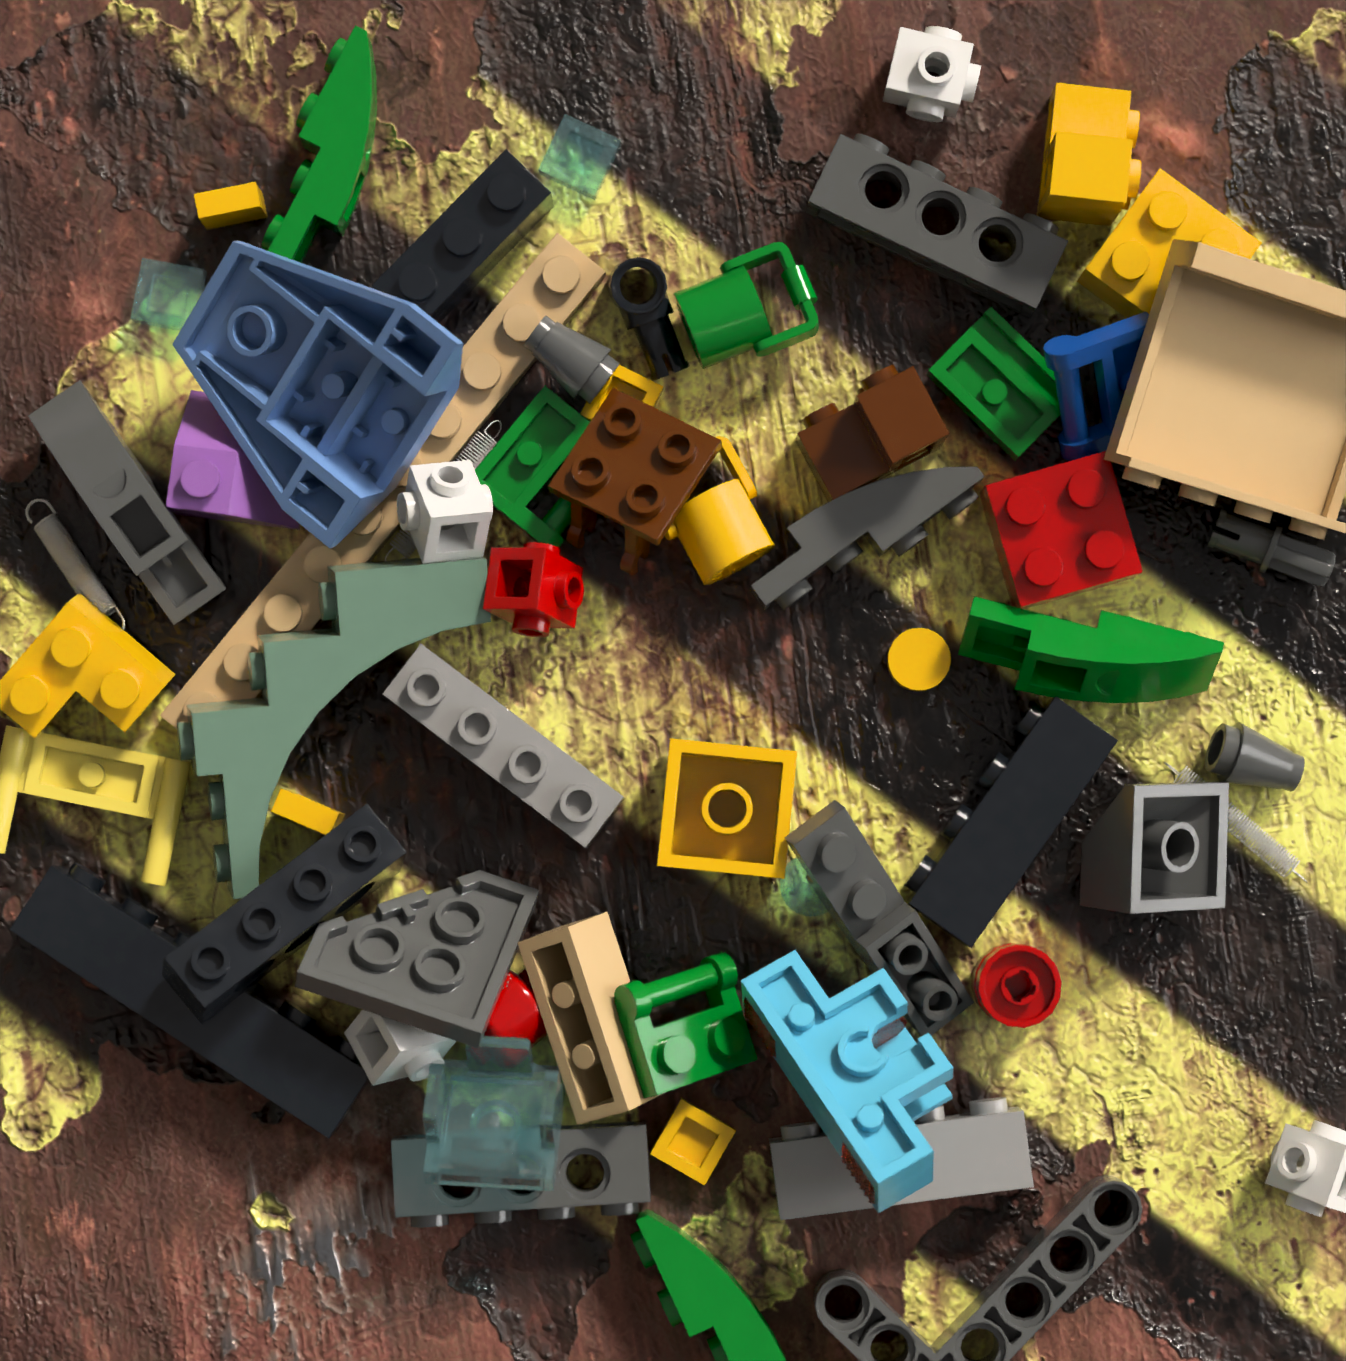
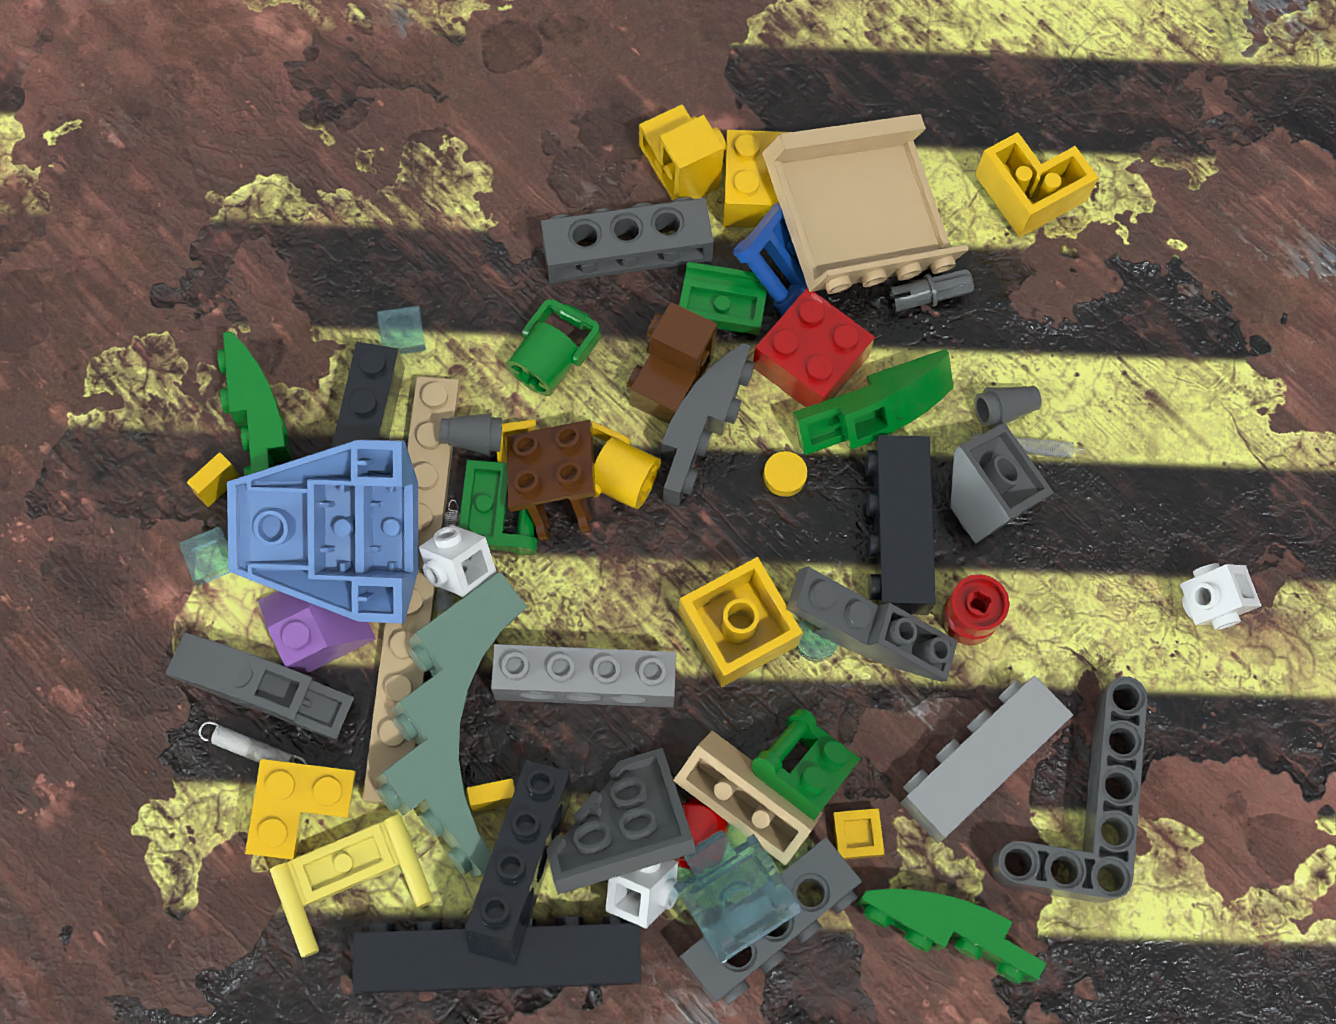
camera: 40 degrees left, 15 degrees down
(533, 588) = (539, 573): red brick -> none
(650, 318) = (500, 387): black pin -> none
(854, 1070) = (924, 717): medium azure piece -> none
(931, 51) = (567, 164): white brick -> none

